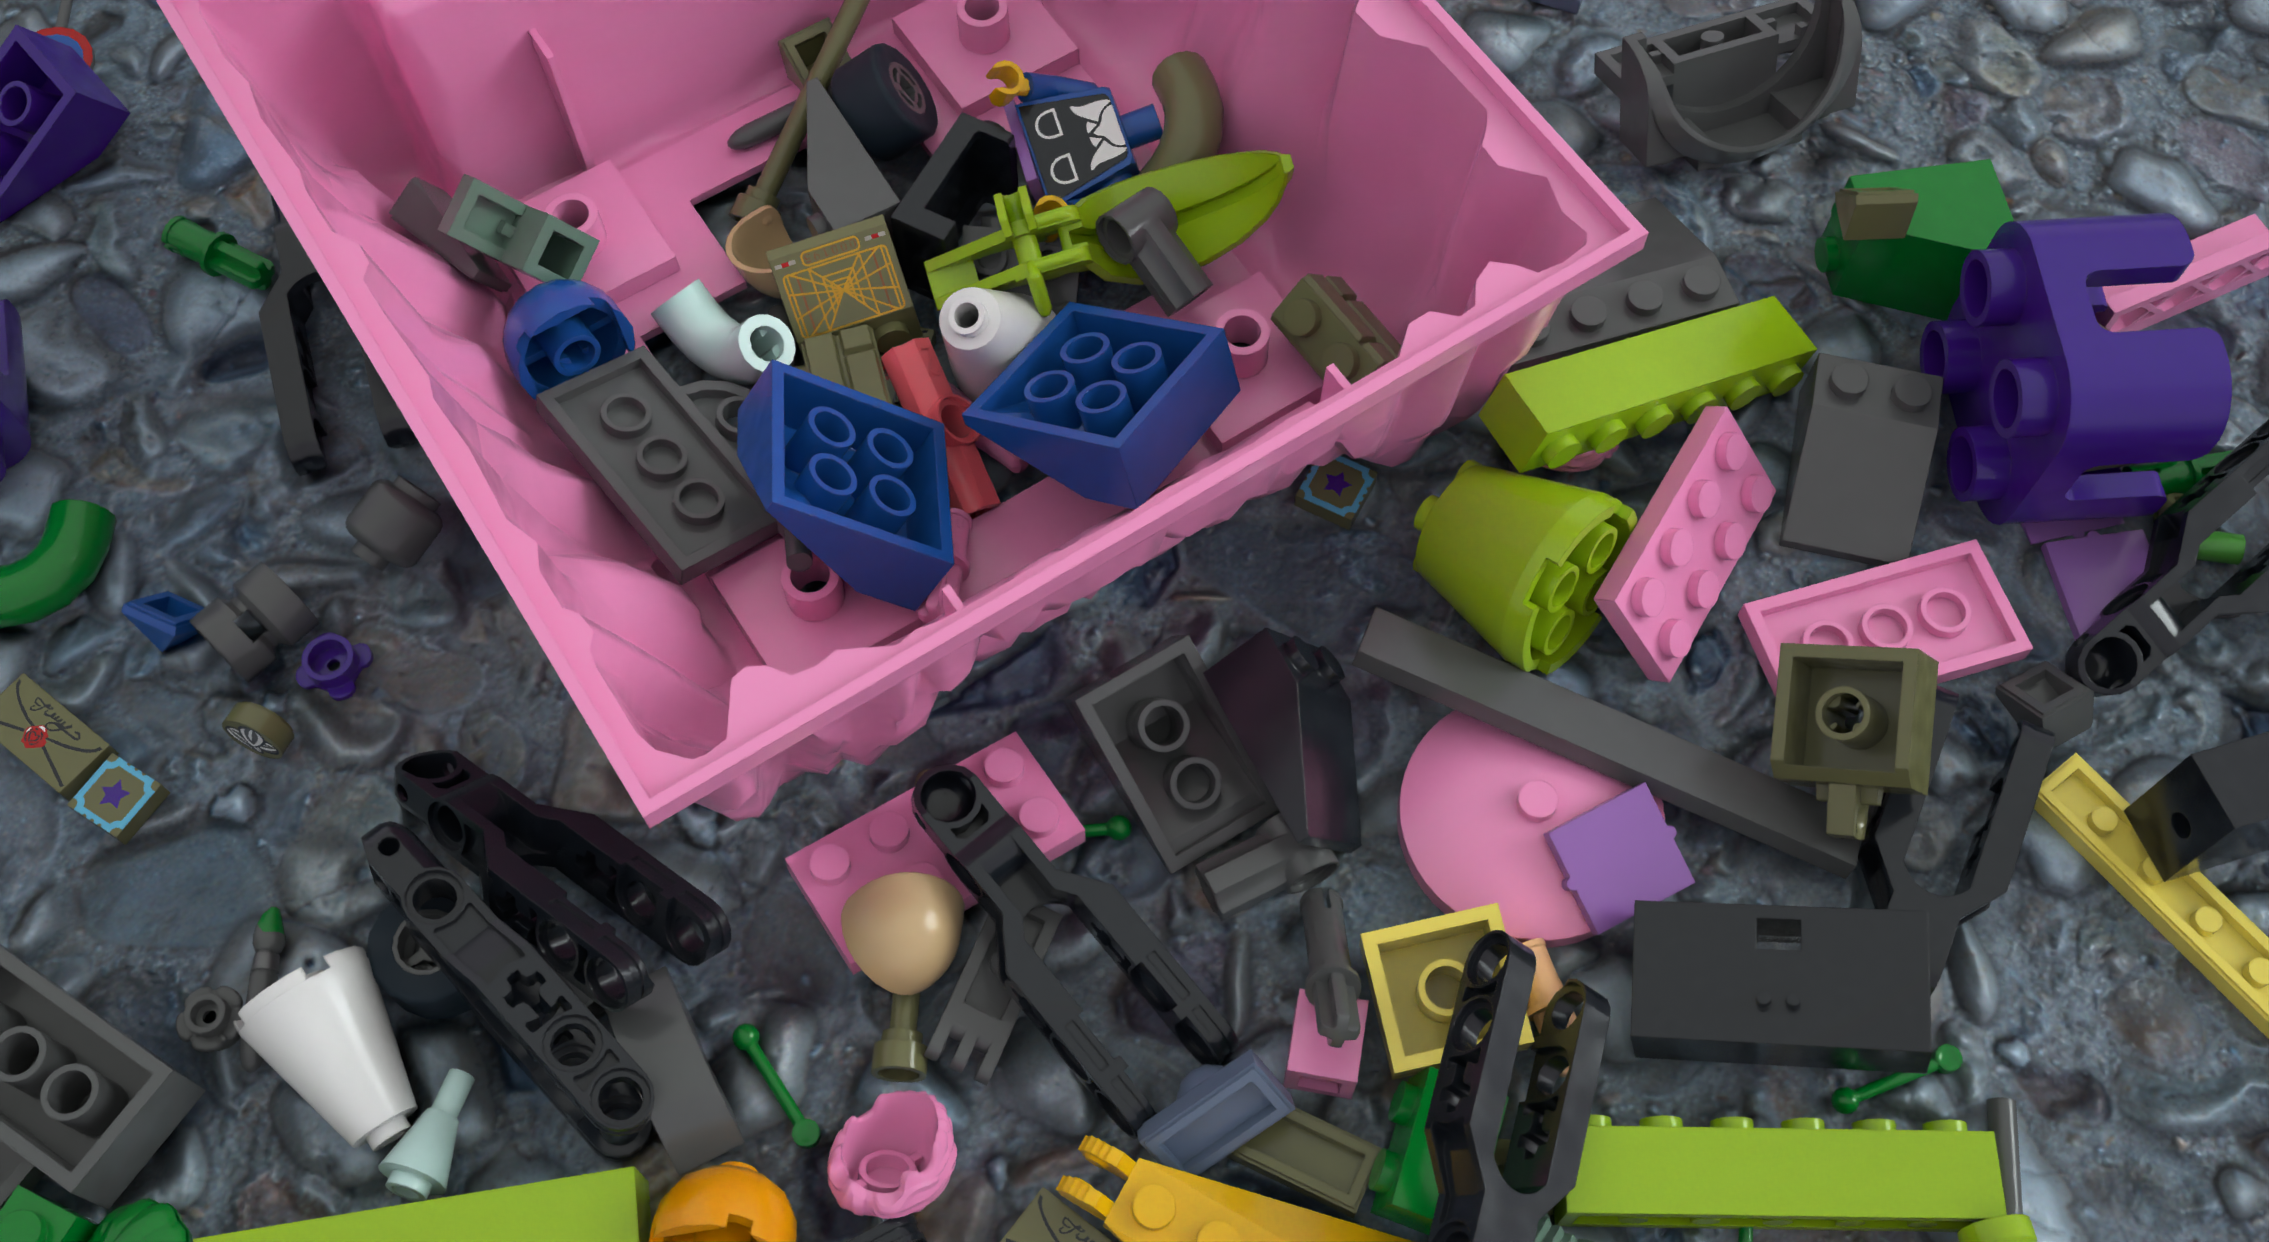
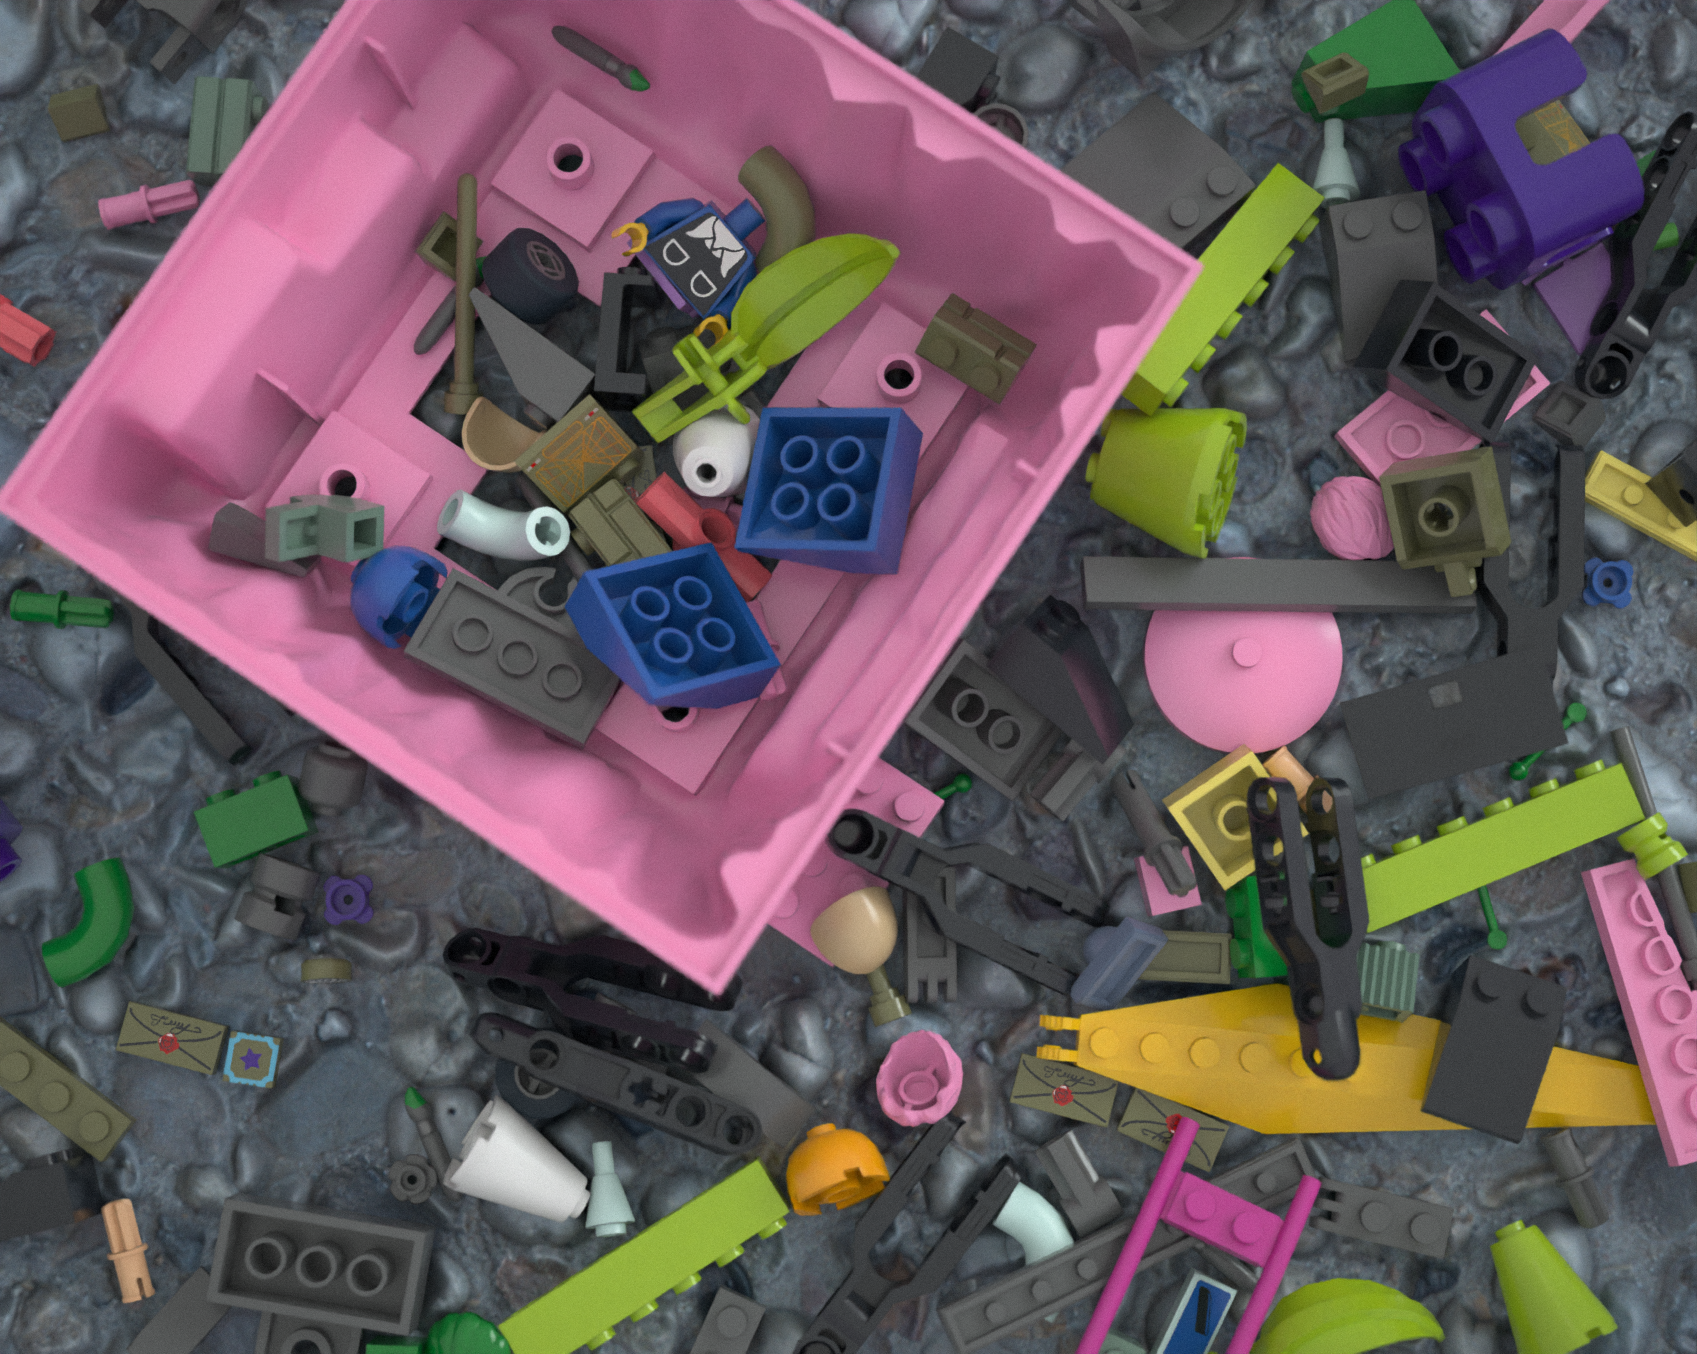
camera: 20 degrees left, 20 degrees up
(163, 618) = (208, 915): blue slope -> none
(290, 531) = (254, 820): none -> green brick
(805, 1131) = (848, 1081): green hinge -> none
(1146, 237) = (796, 330): dark grey piece -> none
(1617, 857) = (1316, 669): medium lavender piece -> none
(1686, 544) = (1283, 404): bright pink plate -> none
(1728, 707) = (1352, 519): none -> bright pink hair
(1841, 331) = (1335, 174): none -> light aqua cone
(1911, 560) = (1446, 358): none -> black slope
(2054, 902) = (1621, 579): none -> blue plate

